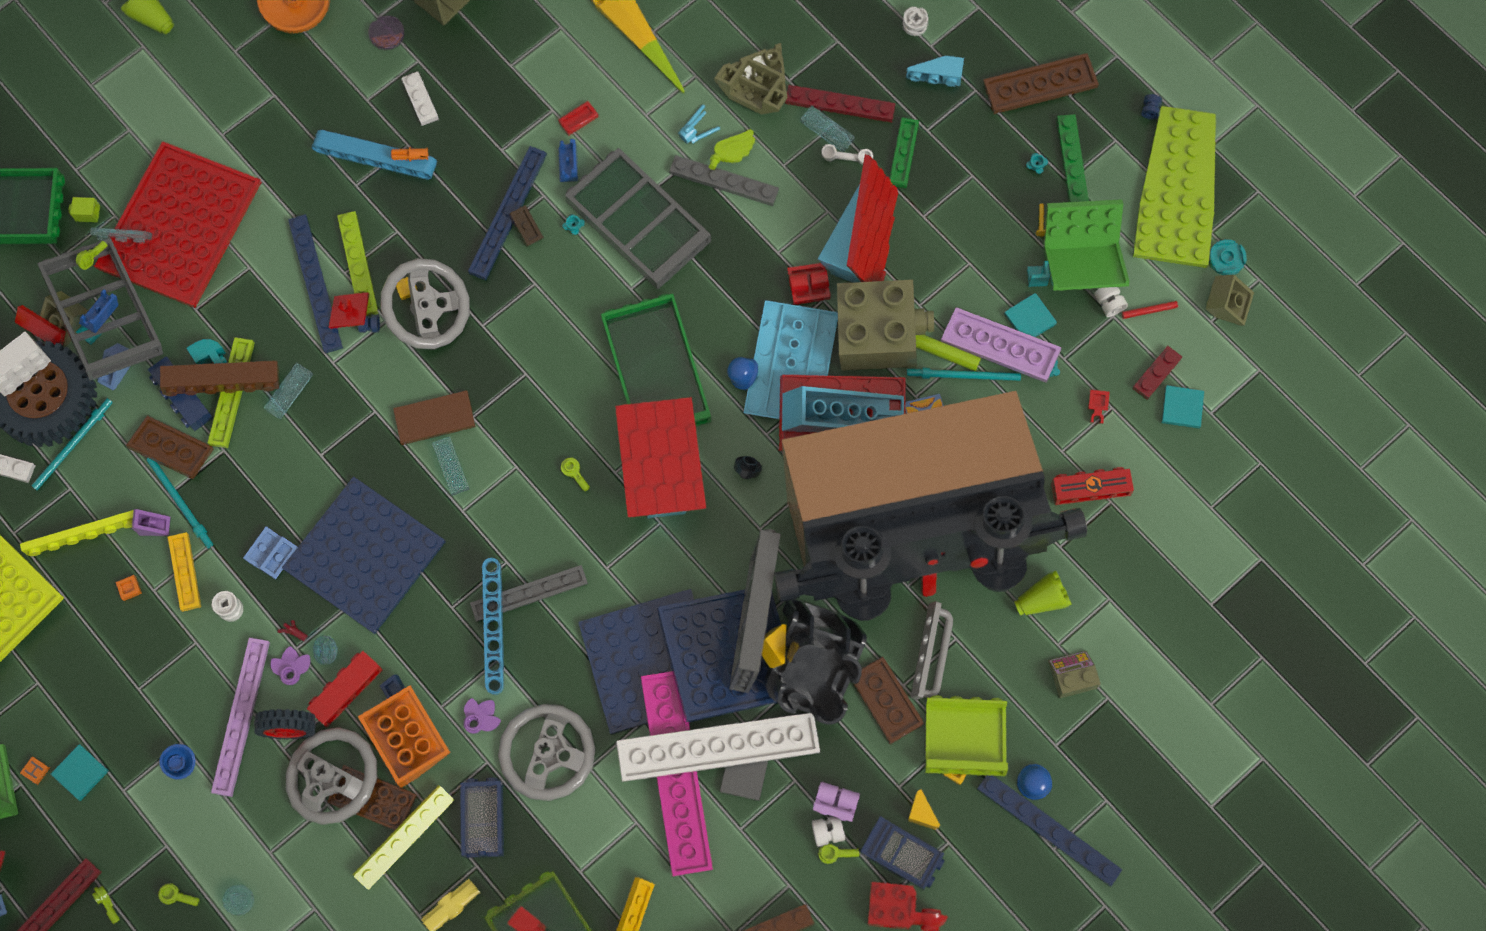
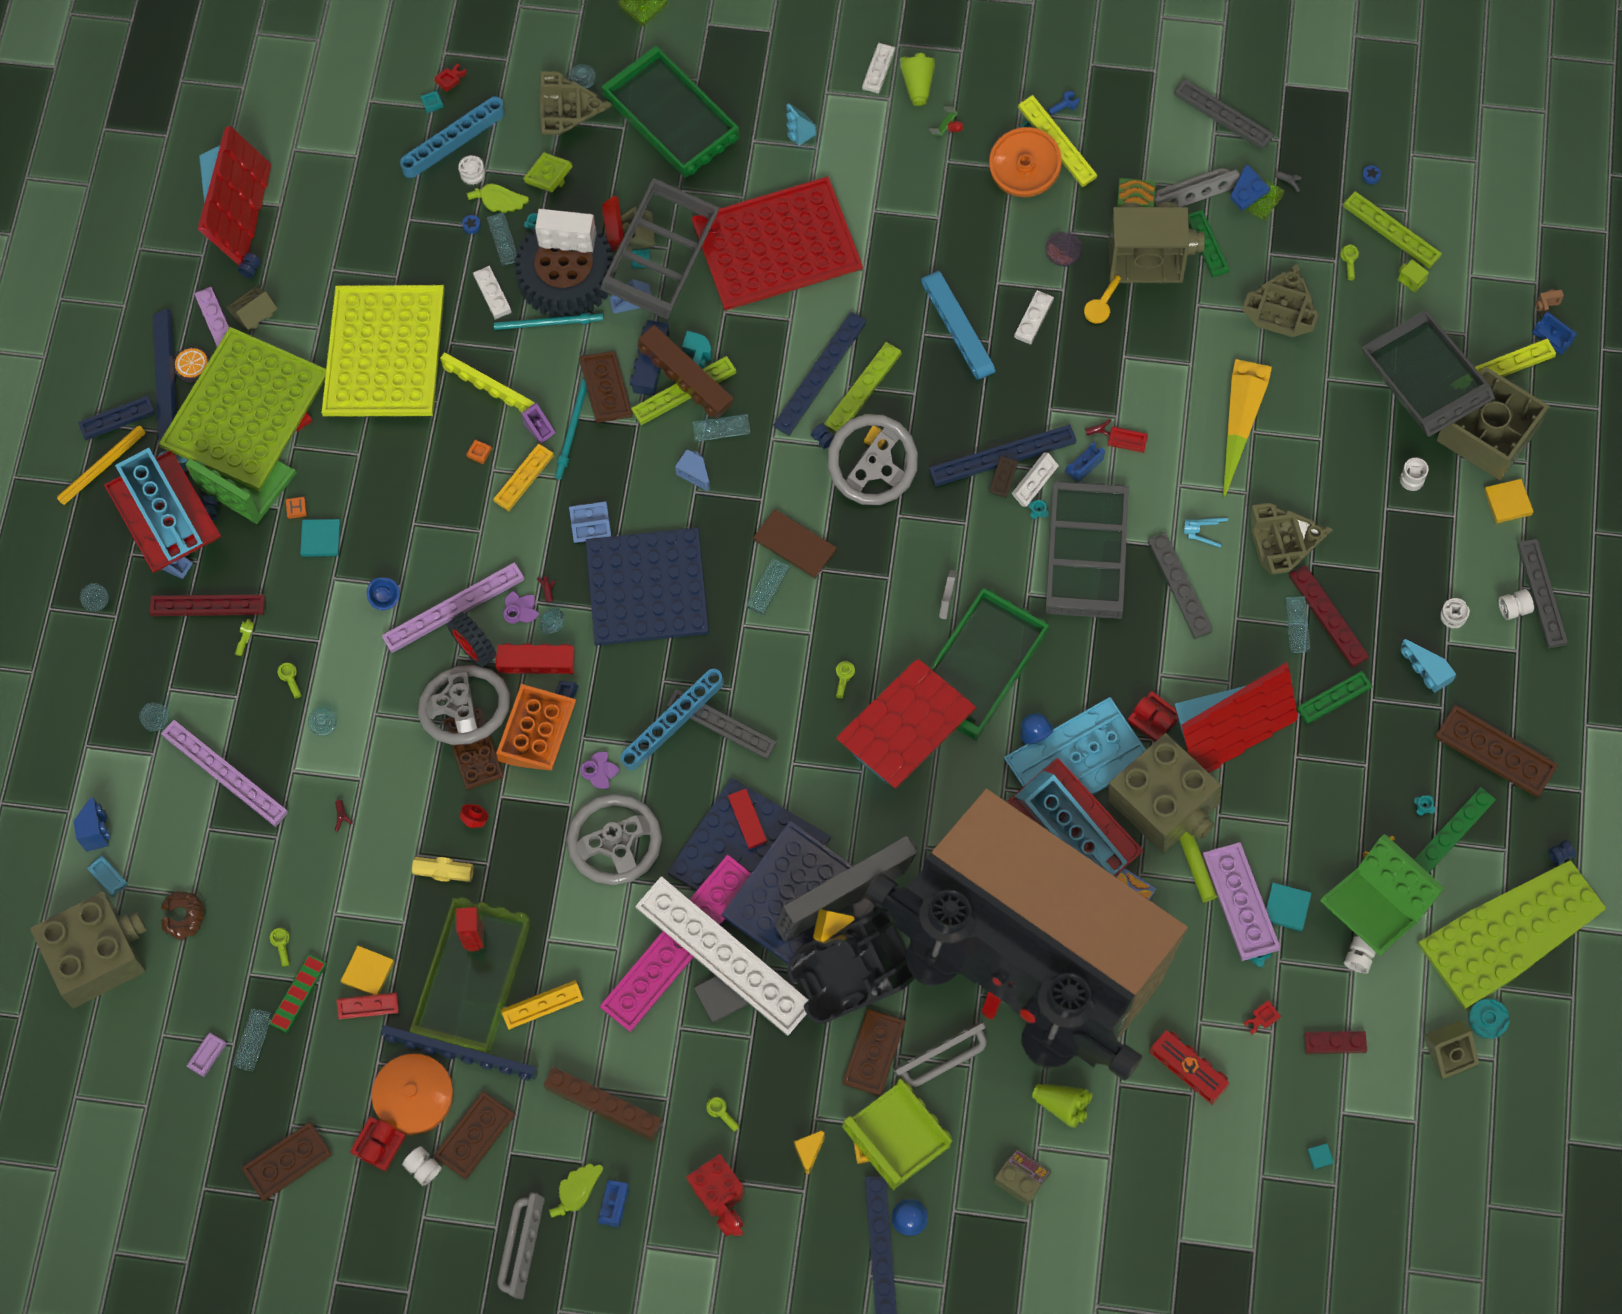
camera: 50 degrees right, 5 degrees down
(84, 209) = (727, 173): lime brick -> none
(86, 258) = (686, 205): lime plate -> none
(99, 312) = (655, 250): blue hinge -> none
(101, 126) = (799, 125): none -> medium azure slope
(110, 32) = (878, 68): none -> white tile
(121, 235) = (729, 213): clear light blue plate -> none
(205, 23) = (953, 126): none -> piece
(227, 606) = (524, 527): white wheel -> none
(303, 439) = (692, 468): none -> medium blue slope
(349, 310) = (819, 413): red piece -> none
(403, 837) = (464, 793): plate -> none
(409, 154) = (979, 348): orange axle -> none
(429, 844) = (473, 815): none -> red plate
(458, 51) = (1098, 310): none -> yellow piece
(482, 818) = (524, 835): door -> none
(548, 206) = (1035, 479): none -> white plate
(551, 130) = (1098, 429): none -> dark red bar
(577, 338) = (946, 600): none -> light grey tile
(623, 638) = (747, 819): none -> red tile
(732, 149) = (1211, 569): lime animal -> none
(747, 467) = (962, 795): black plate -> none
(821, 833) = (734, 1092): white wheel -> none
(830, 154) = (1278, 643): white bar -> none
(836, 801) = (758, 1077): lavender plate -> none
(902, 854) = (763, 1161): dark blue door -> none
(926, 373) = (1165, 866): teal bar -> none
(1038, 275) = (1327, 882): teal panel -> none
(1150, 309) = (1383, 993): red bar -> none
(1183, 407) = (1325, 1085): teal tile -> none
(1231, 454) = (1320, 1156): none -> teal tile

